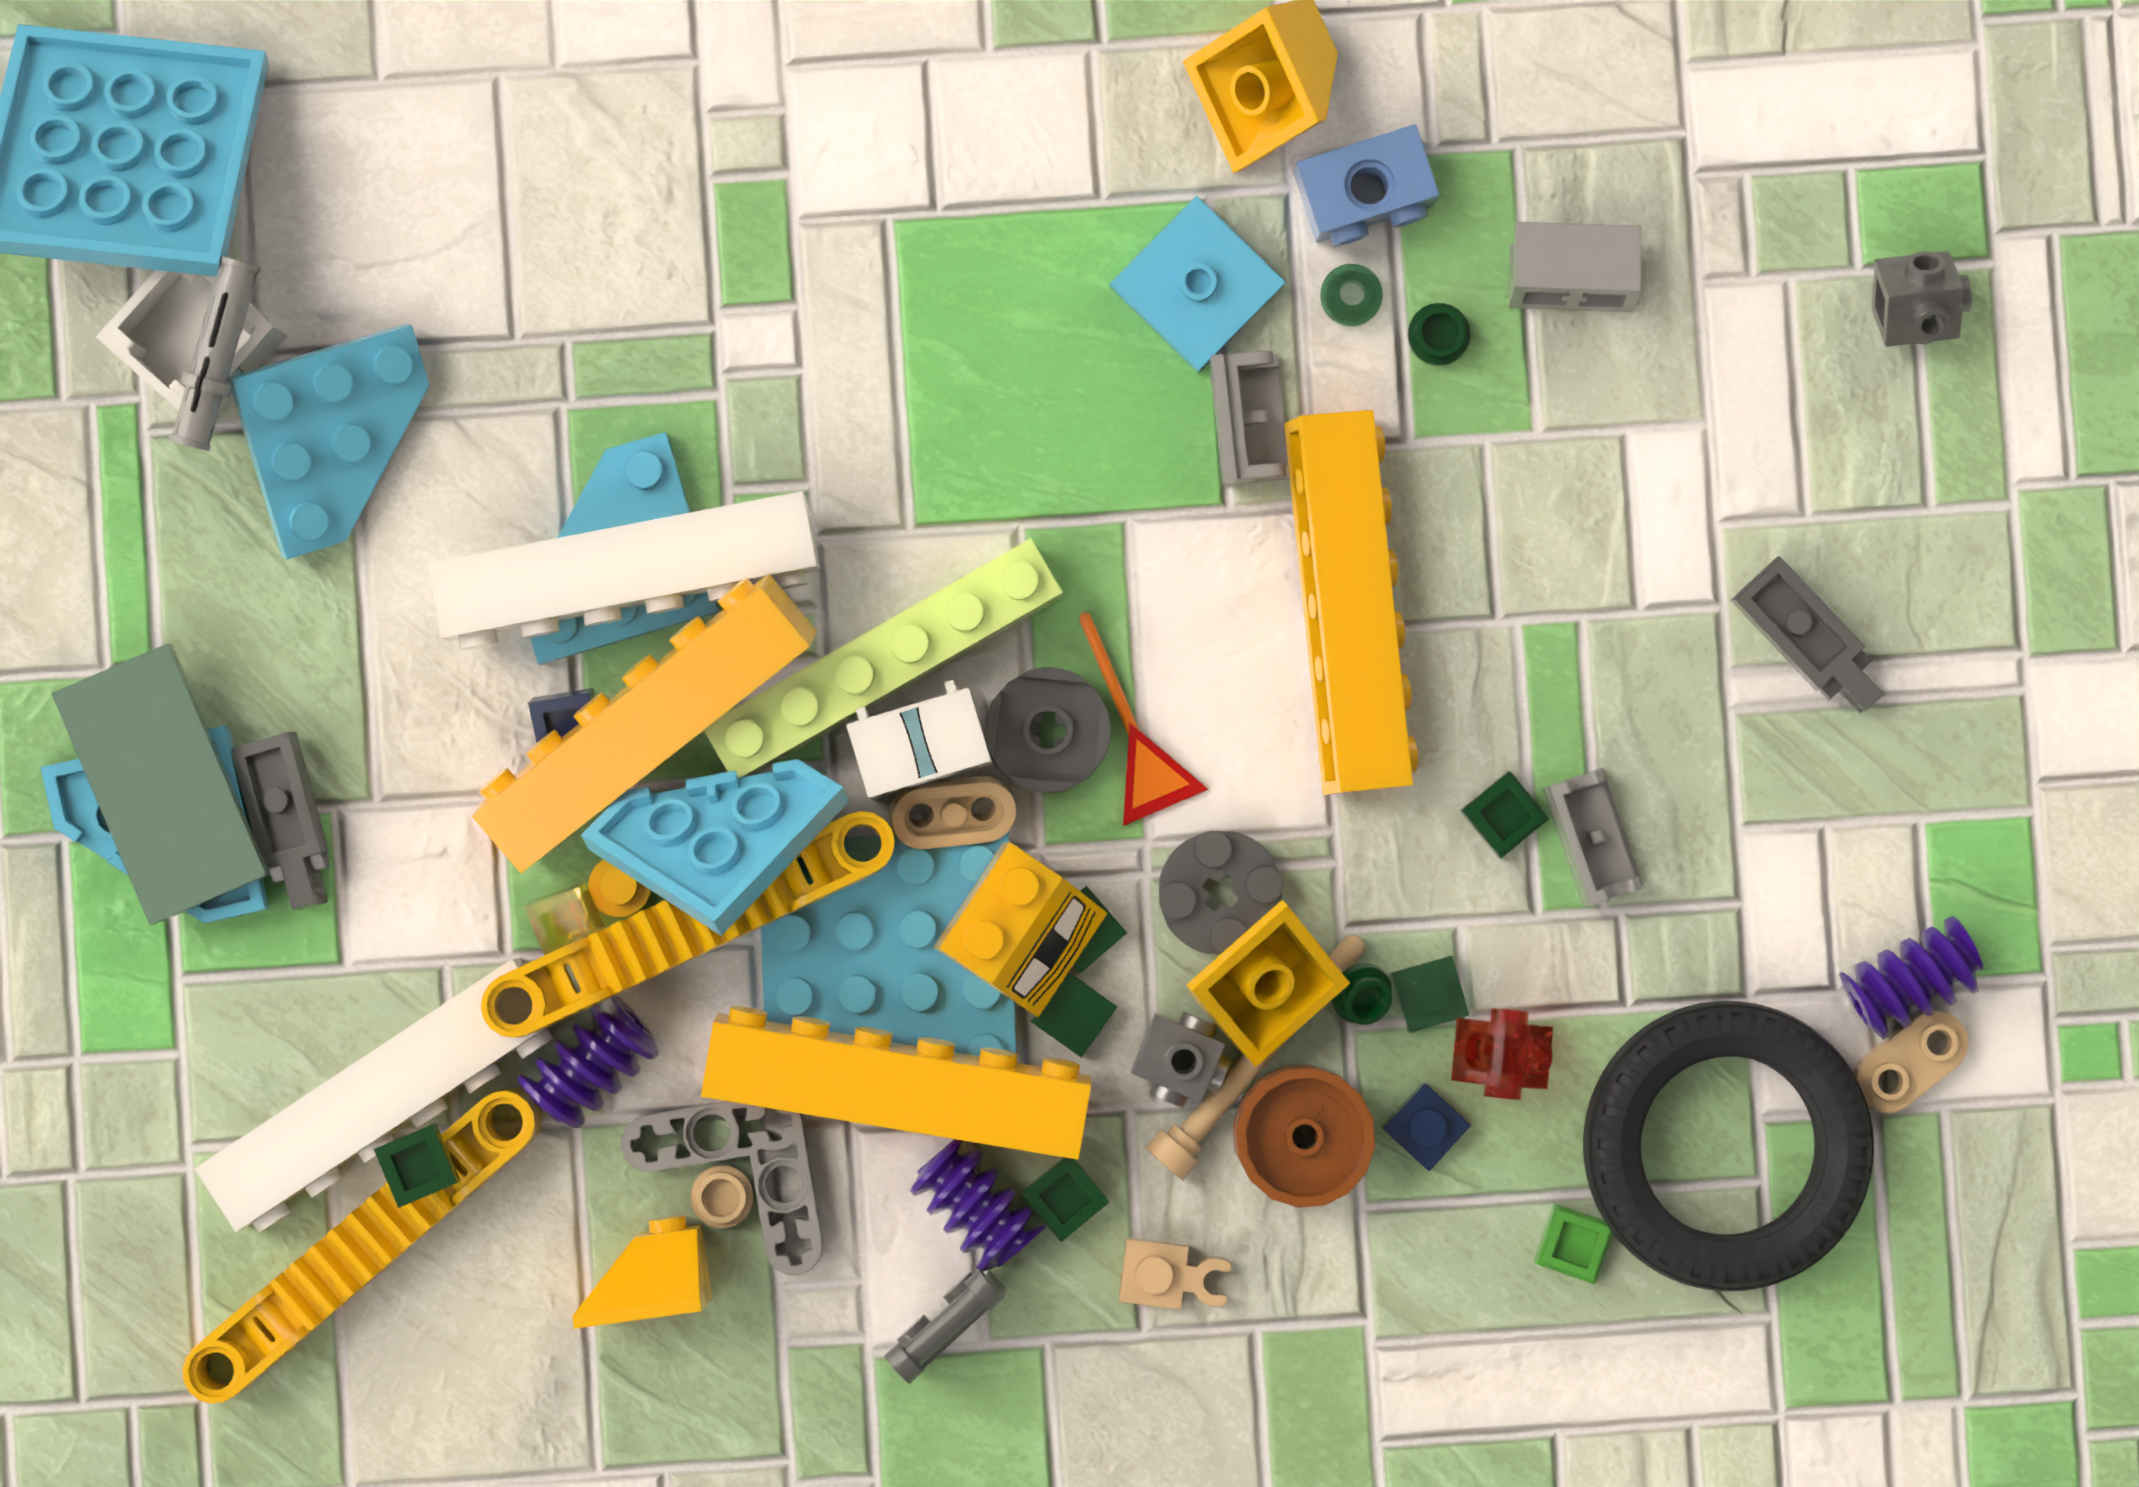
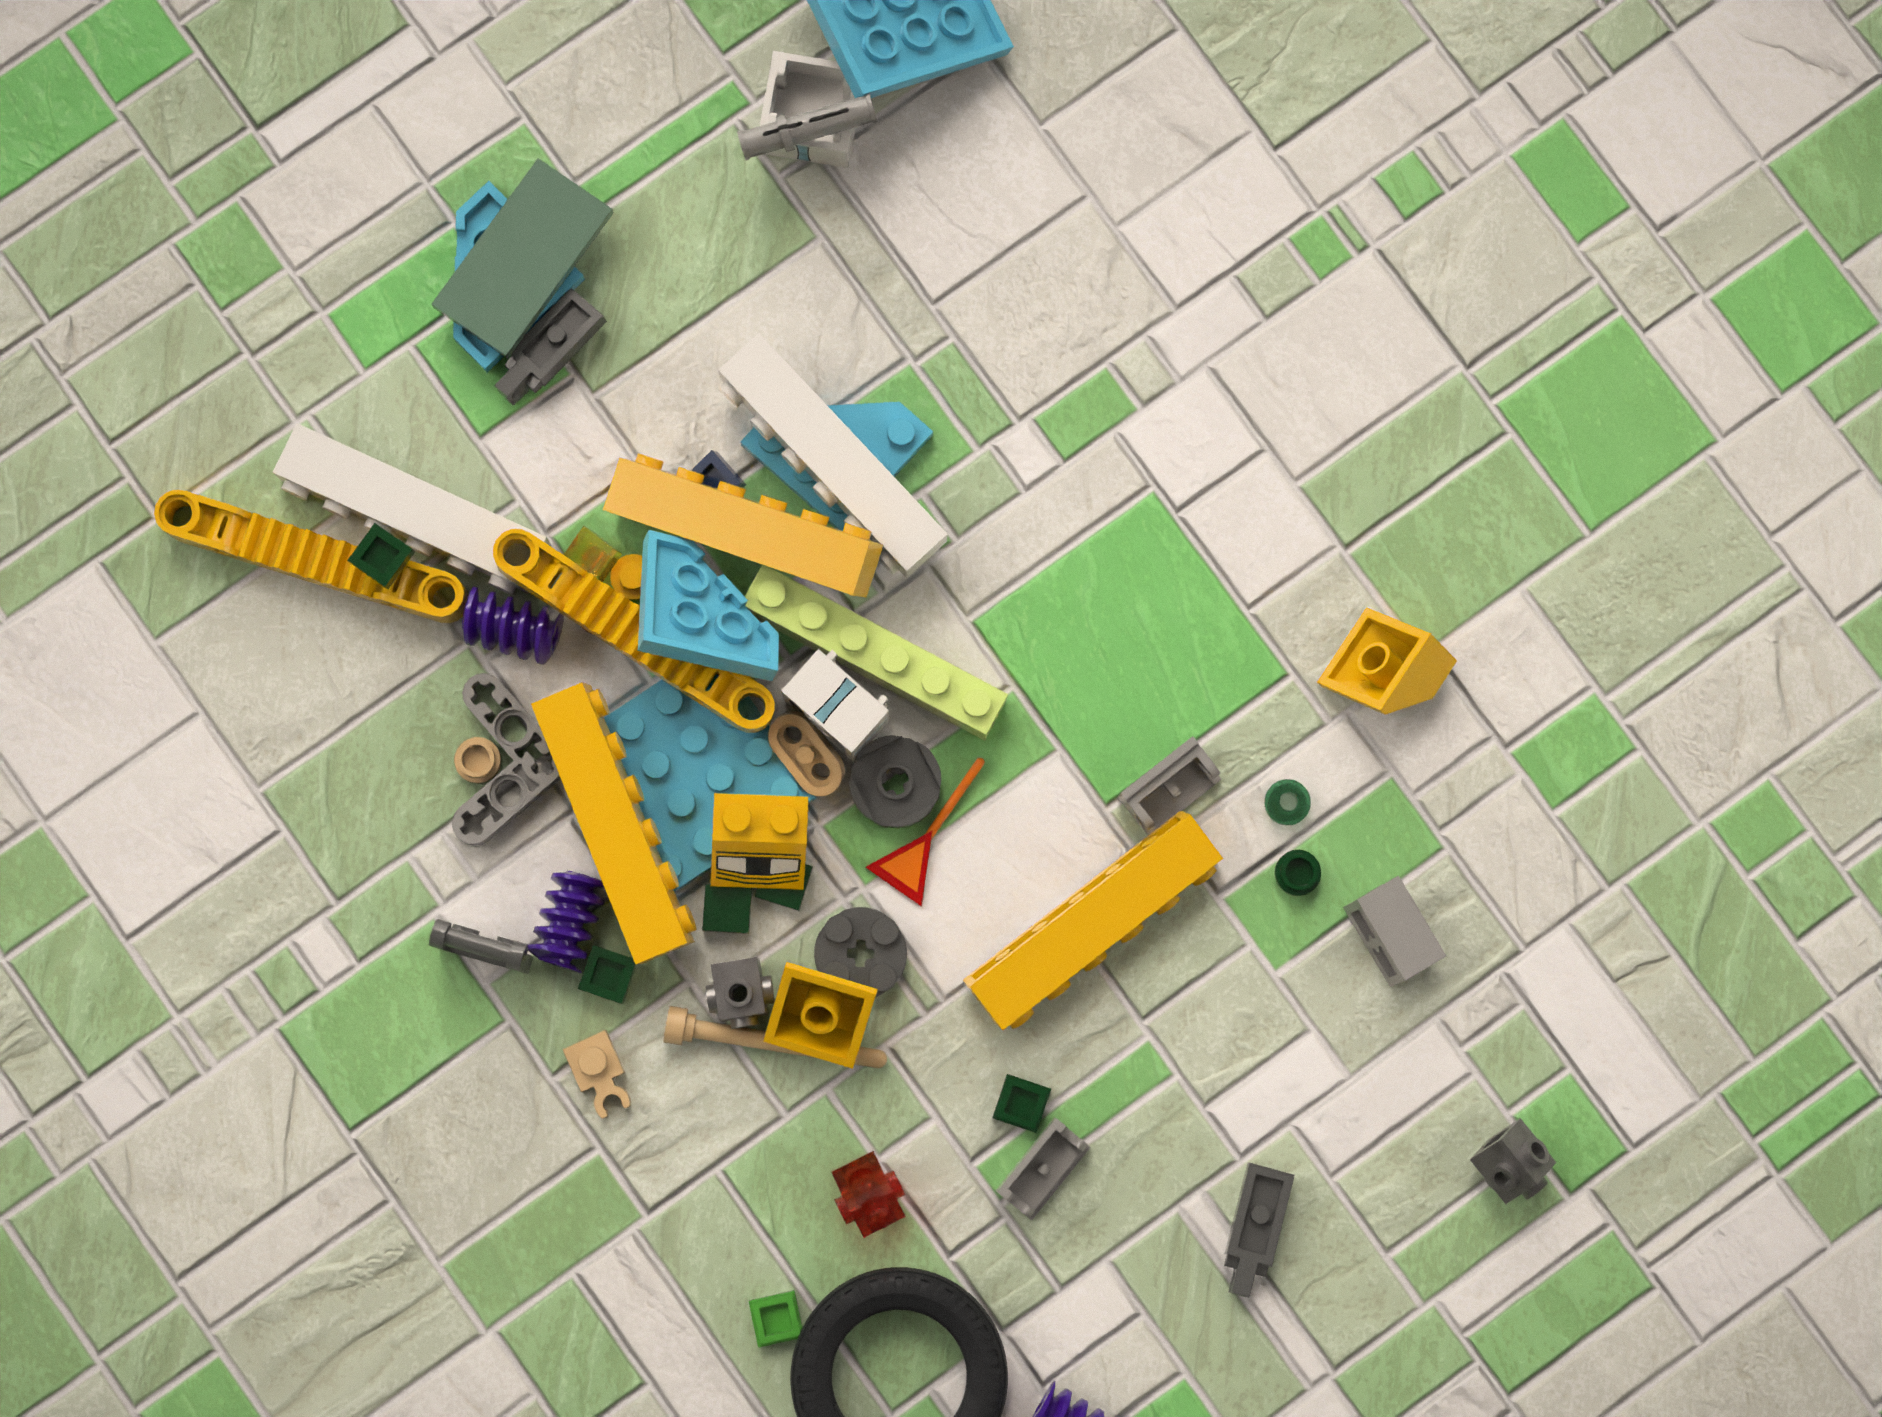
camera: 55 degrees right, 5 degrees down
(327, 431) = (804, 226): medium azure plate -> none
(653, 1277) = (400, 745): yellow slope -> none
(1197, 284) = (1233, 702): medium azure plate -> none
(1341, 1135) = (726, 1073): dark orange wheel -> none
(1366, 996) = (851, 1085): dark green plate -> none
(1393, 159) = (1388, 776): medium blue brick -> none
(1426, 1126) = (793, 1176): dark blue plate -> none
(1429, 993) = (878, 1126): clear green plate -> none

